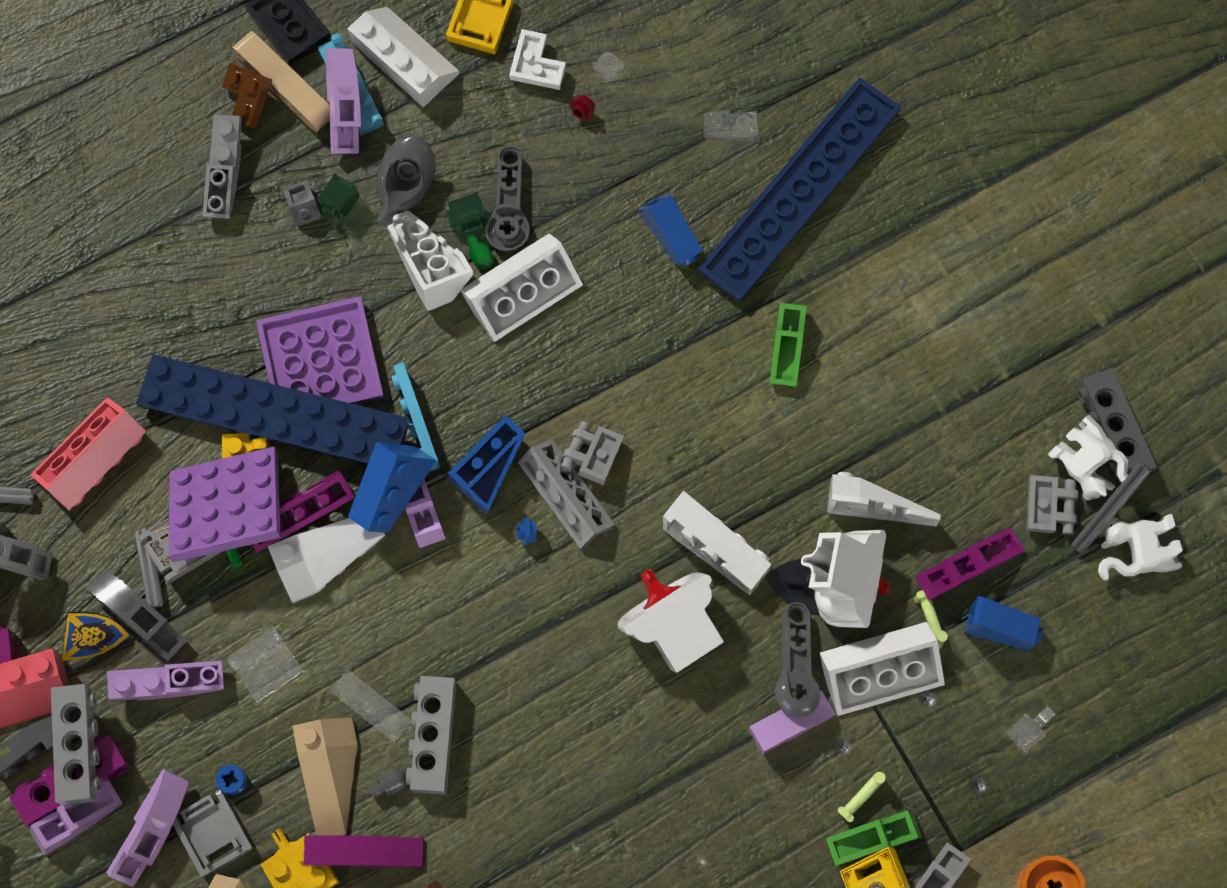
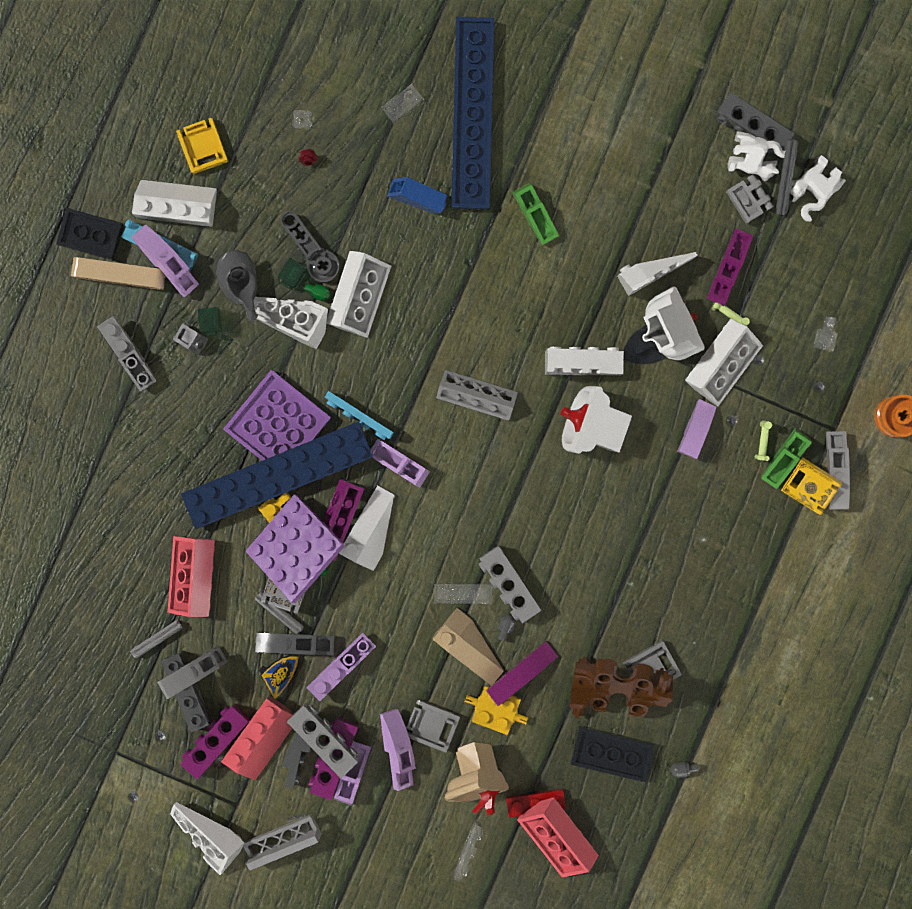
camera: 45 degrees left, 15 degrees up
(237, 782) = (421, 687): blue wheel -> none
(251, 90) = (106, 294): reddish brown plate -> none
(264, 664) = (386, 615): clear hinge -> none
(388, 485) = (378, 468): blue wedge -> none
(487, 463) = (422, 413): blue wedge -> none
(526, 531) = (472, 433): blue plate -> none
(530, 66) = (258, 154): white plate -> none
(600, 456) = (480, 360): light grey plate -> none
(797, 666) = (678, 397): dark grey beam -> none
(1003, 624) = (772, 289): blue slope -> none

